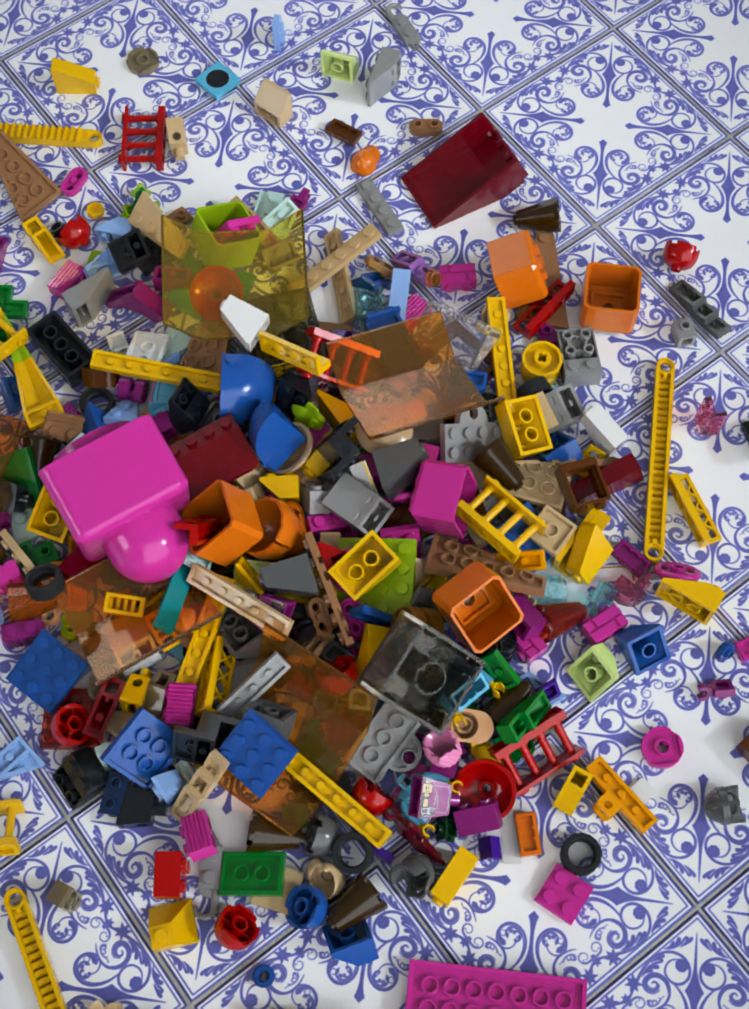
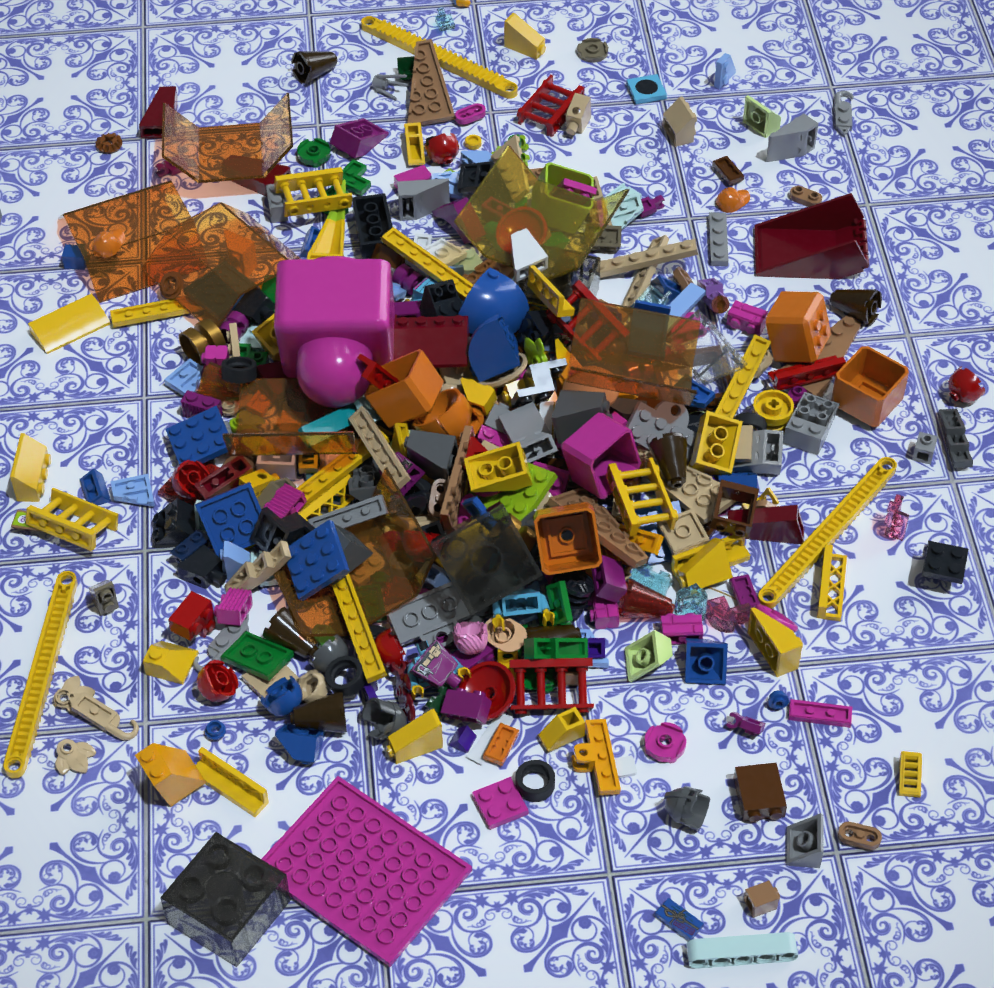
camera: 30 degrees right, 15 degrees down
(108, 603) = (283, 405): yellow slope -> none
(603, 430) = (787, 480): white slope -> none

